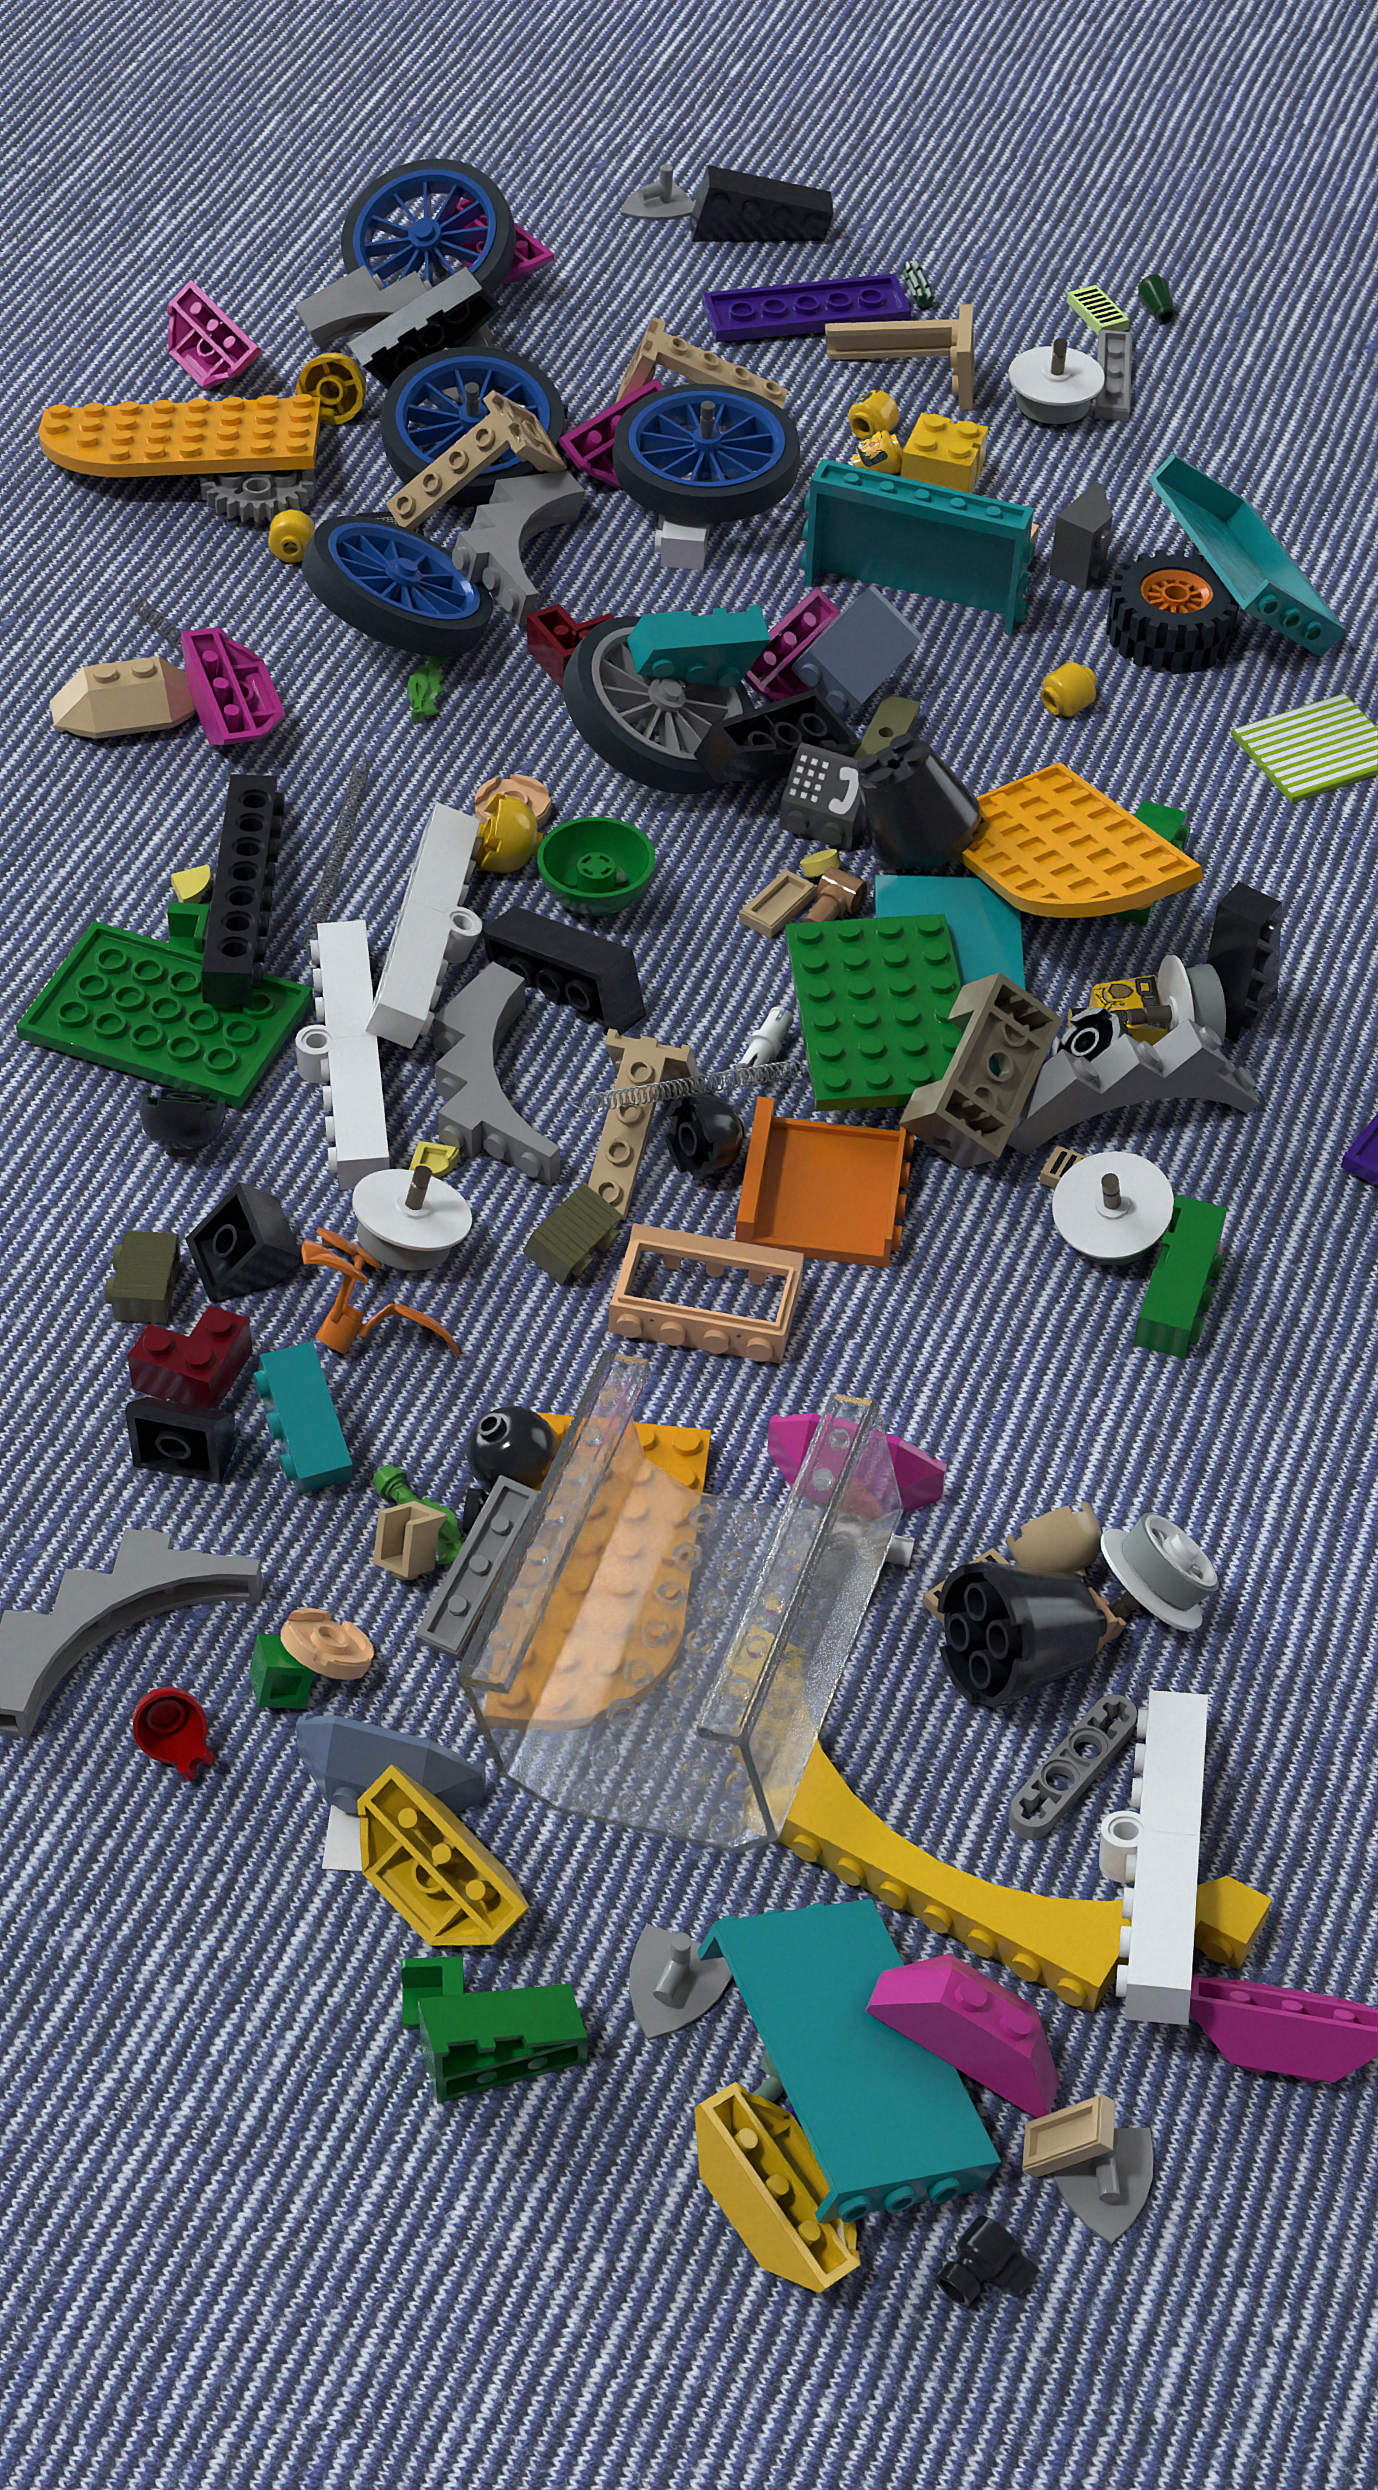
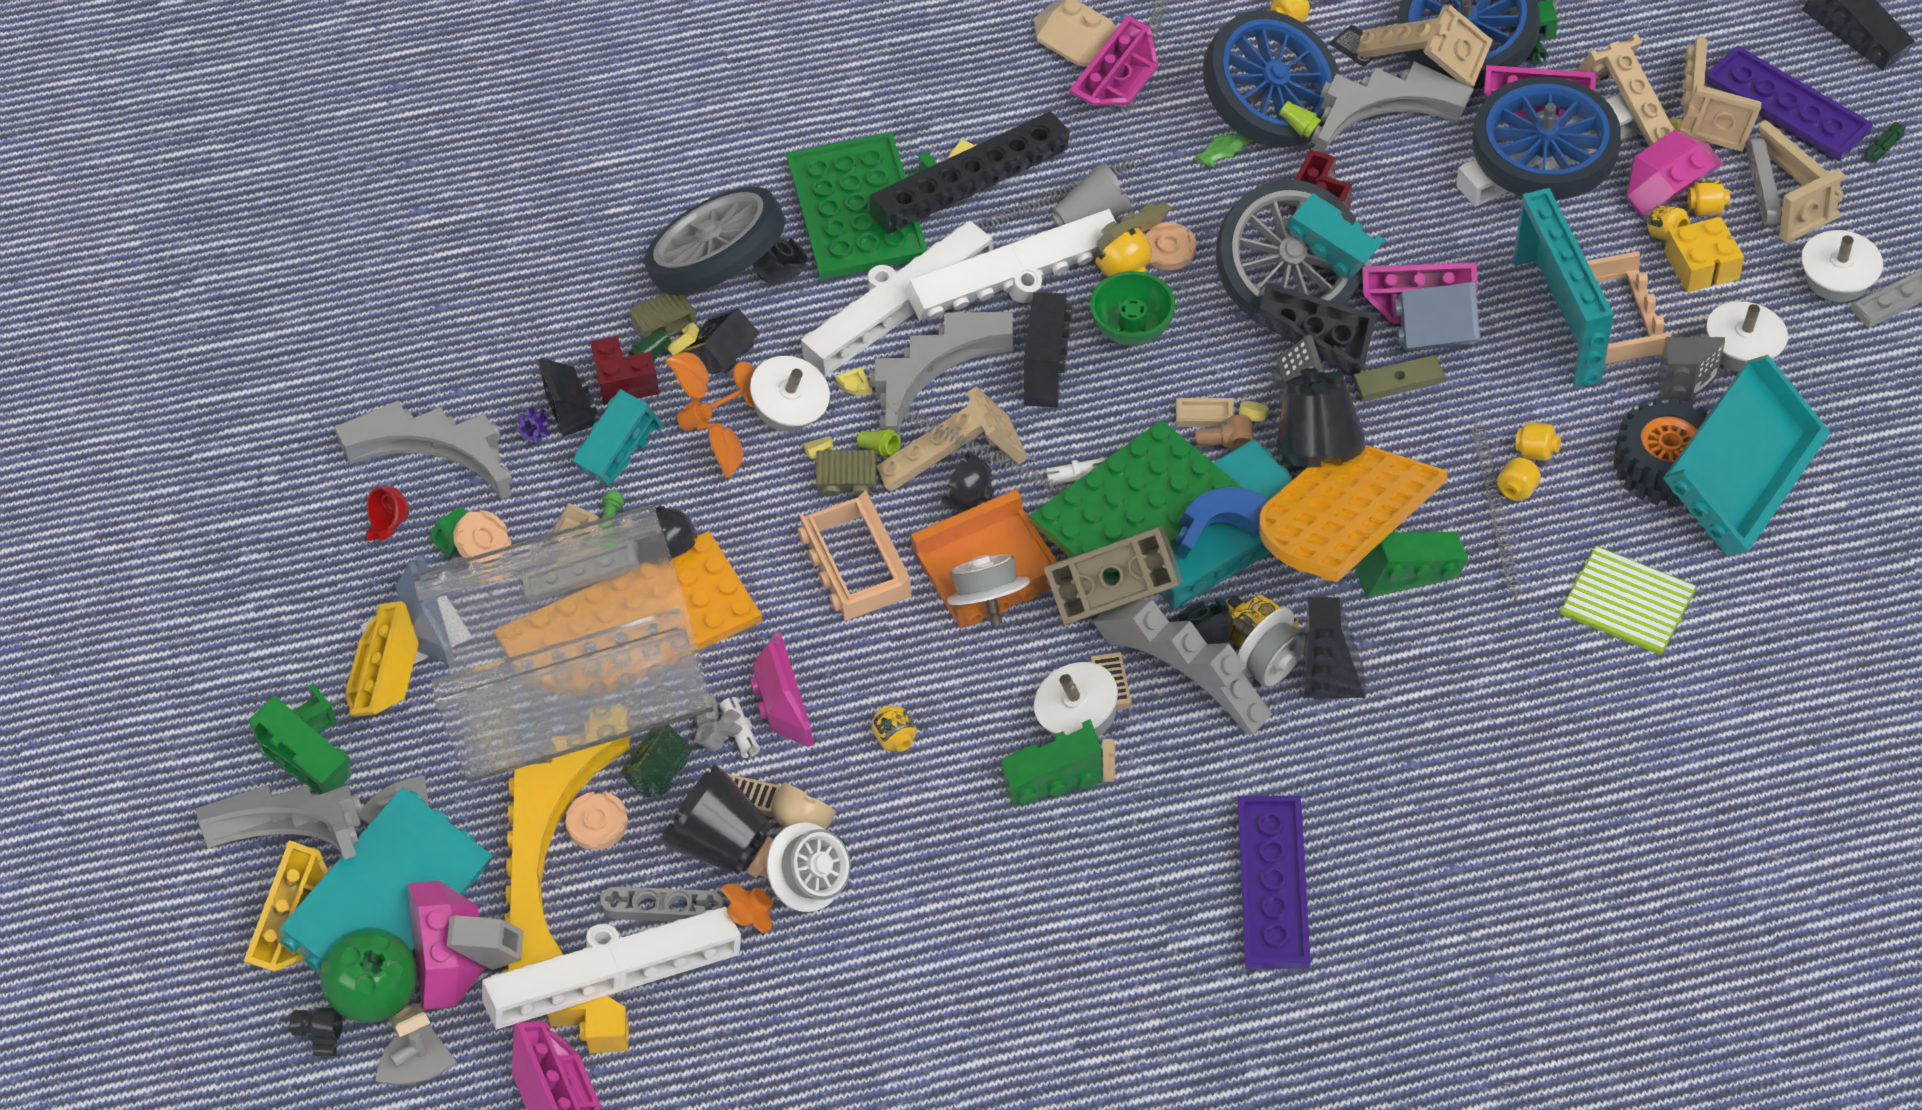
camera: 60 degrees right, 5 degrees up
(110, 1146) = (714, 240): none -> wheel
(182, 1308) = (655, 343): none -> dark green cone
(188, 1494) = (533, 432): none -> dark purple gear
(202, 1276) = (689, 336): none -> light yellow tile
(396, 812) = (1092, 195): none -> light grey cone
(482, 596) = (1300, 119): none -> lime cone
(482, 797) = (1146, 219): none -> olive tile
(502, 1244) = (820, 444): none -> light yellow tile
(555, 1182) = (882, 441): none -> lime cone
(619, 2088) = (259, 813): none -> light grey arch
(786, 349) = (1712, 113): none -> tan bracket
(823, 414) = (1668, 170): none -> dark pink wedge
(875, 1661) = (656, 761): none -> clear green brick
(884, 1767) = (596, 820): none -> light nougat tile
(887, 1185) = (986, 580): none -> piece
(933, 387) = (1763, 181): none -> light grey beam
(971, 2137) = (373, 990): none -> green piece
(983, 926) = (1223, 505): none -> blue arch
(997, 1397) = (894, 728): none -> yellow head
(1030, 1964) = (485, 940): none -> light grey slope
(1071, 472) = (1748, 332): none -> white piece
(1105, 728) = (1519, 479): none -> yellow head
(1117, 770) = (1496, 533): none -> light grey piece
(1156, 1668) = (749, 906): none -> orange plate

